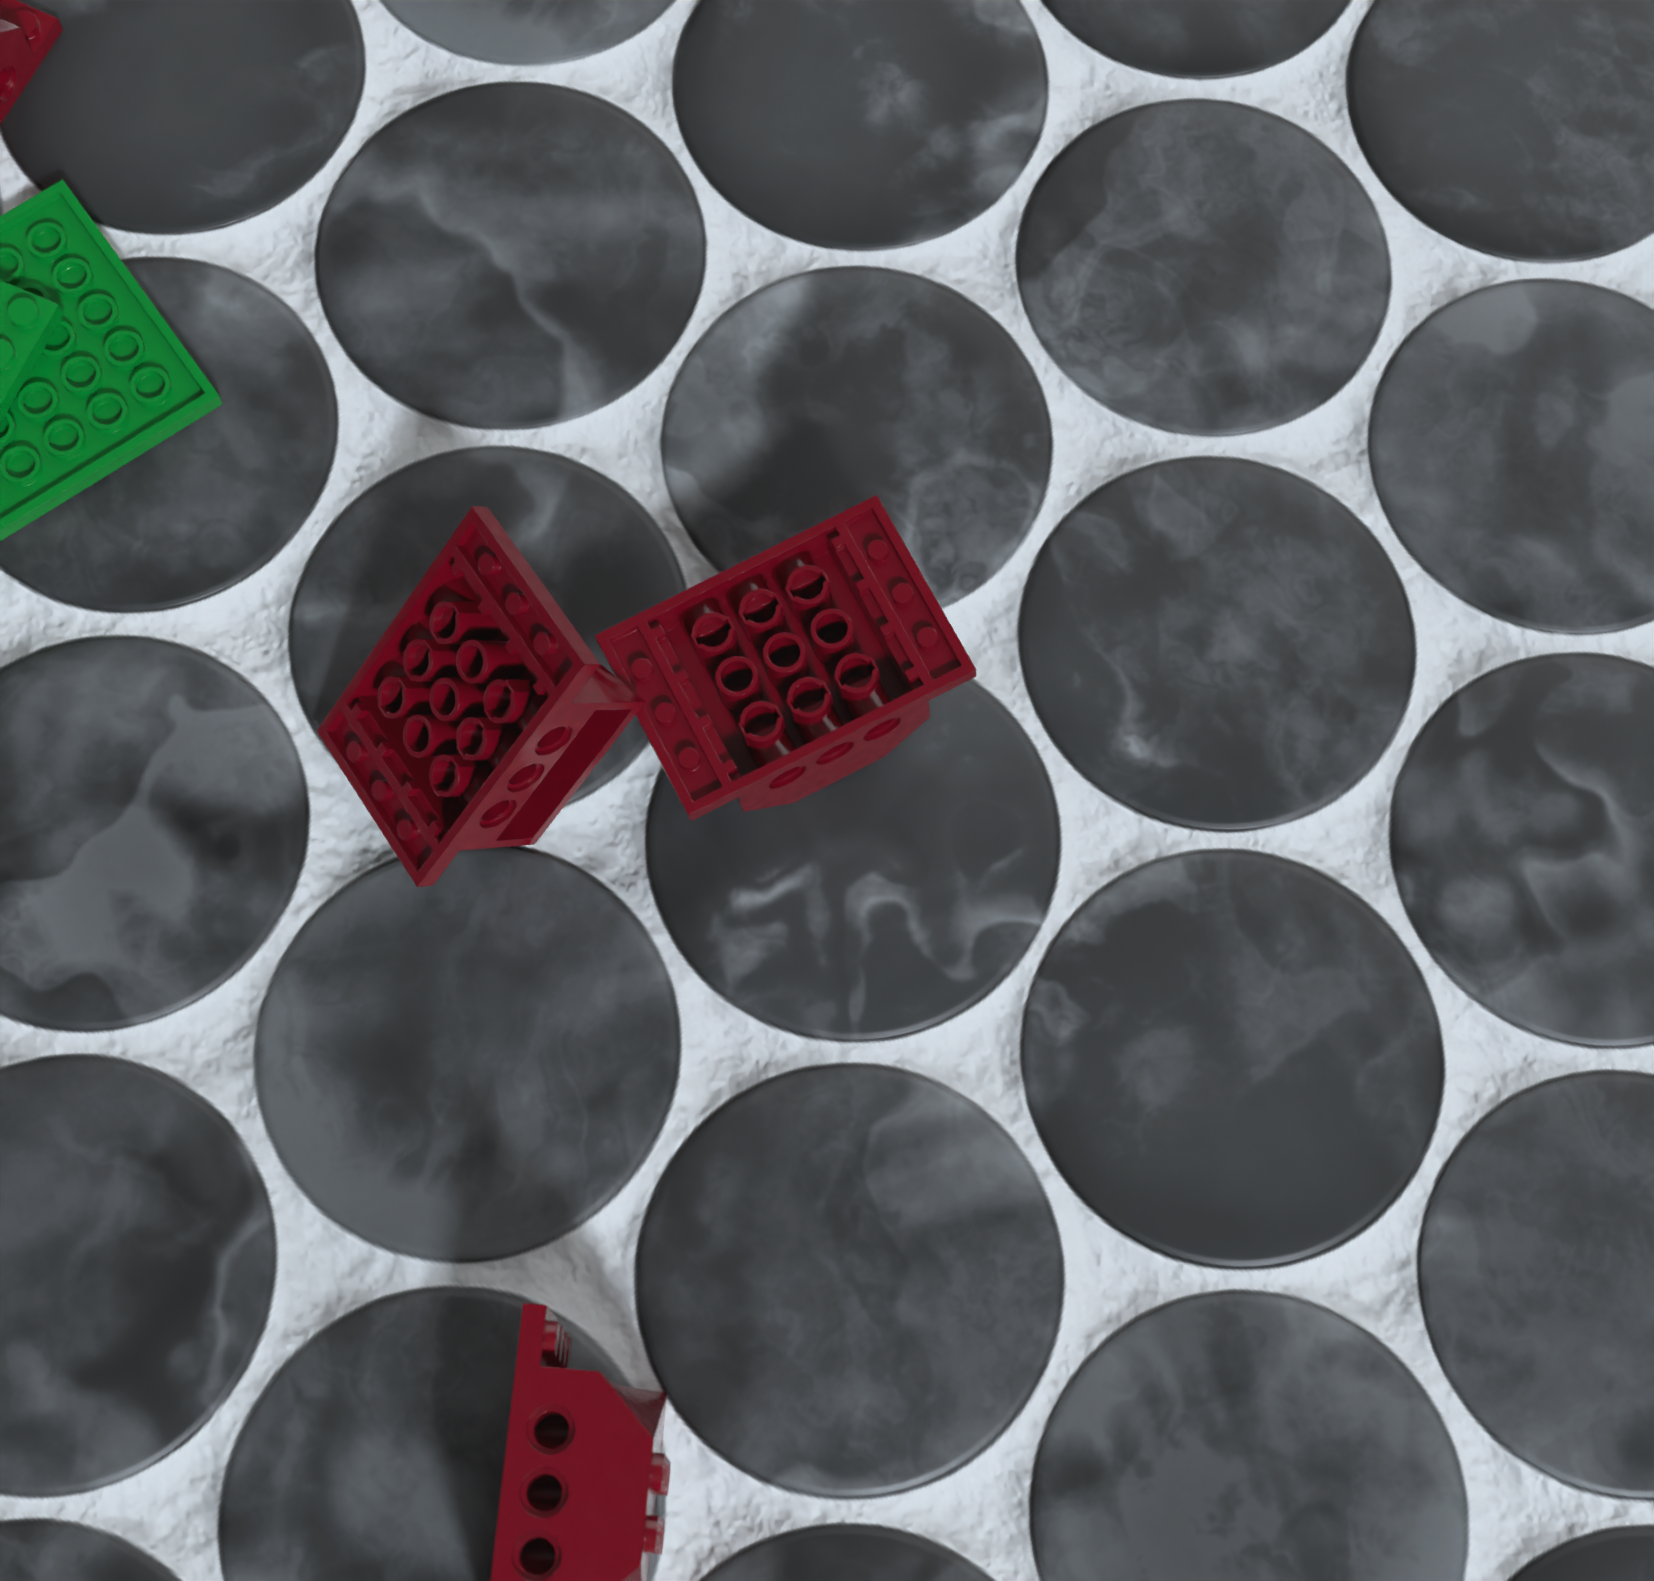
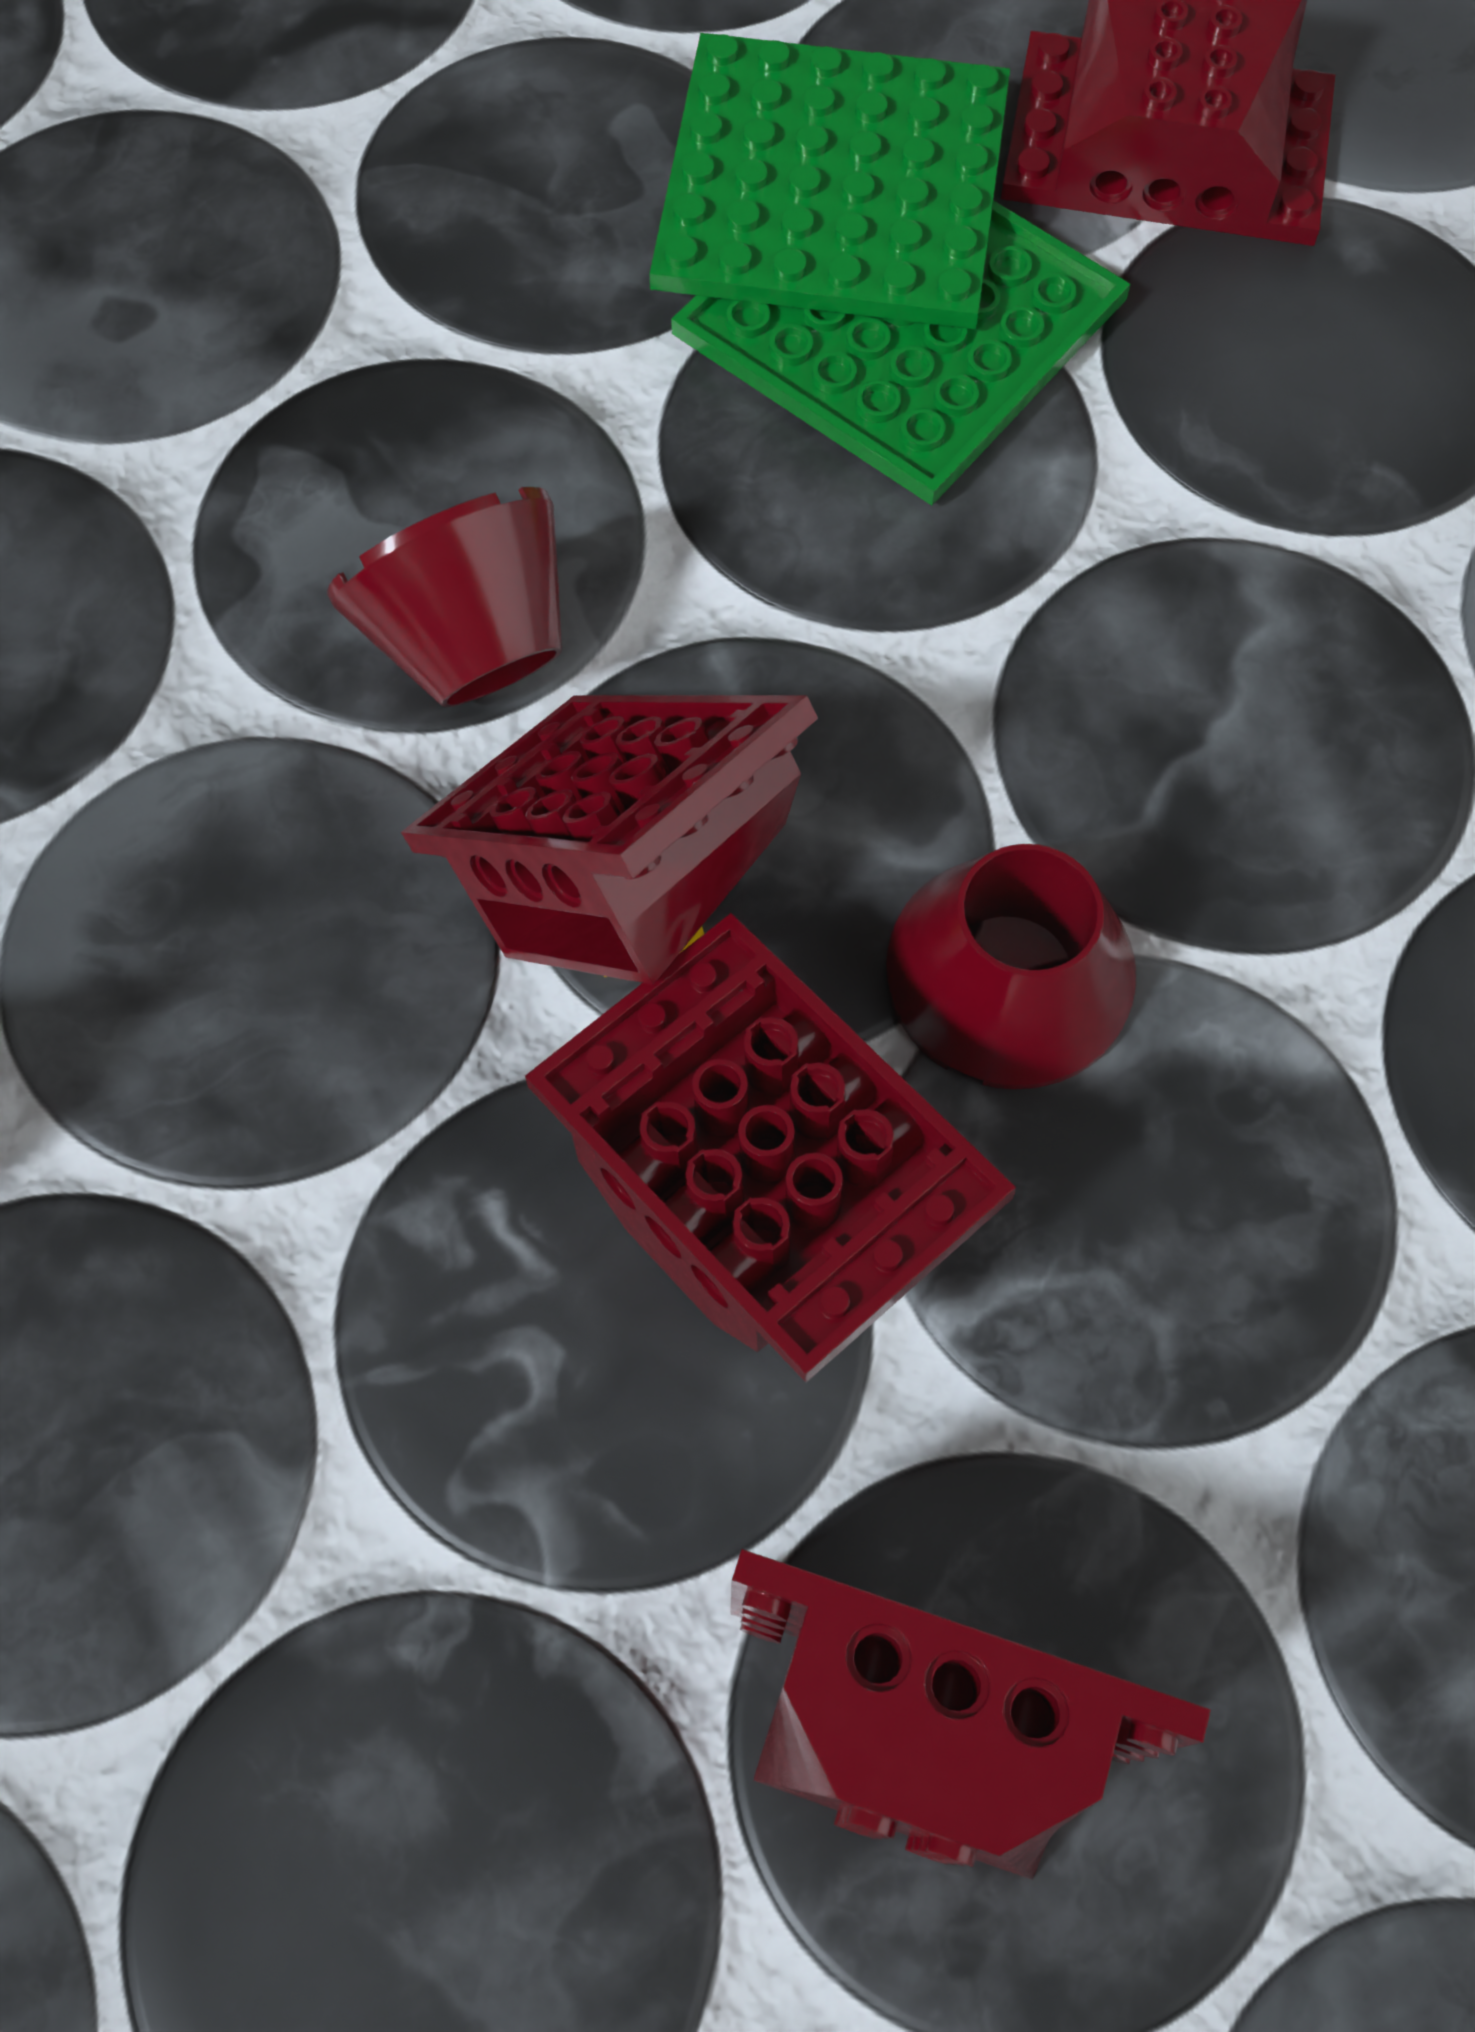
camera: 80 degrees right, 5 degrees down
(219, 782) = (462, 596): none -> dark red cone
(661, 513) = (1001, 1019): none -> dark red cone
(1217, 667) = (939, 1723): none -> dark red wedge

